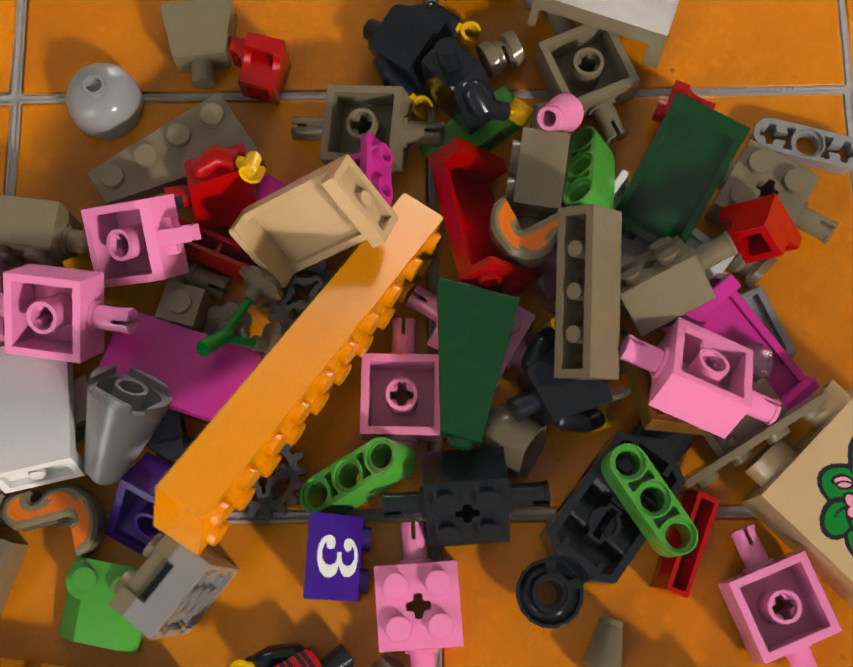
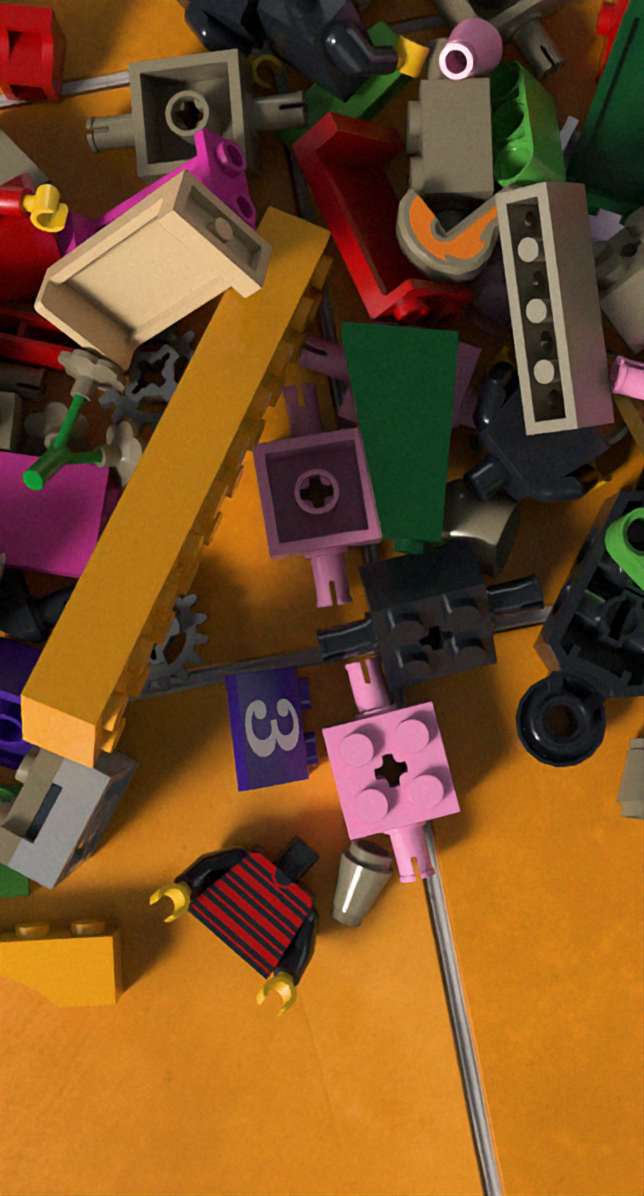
camera: 10 degrees left, 10 degrees up
(374, 477) = (300, 610): bright green beam -> none

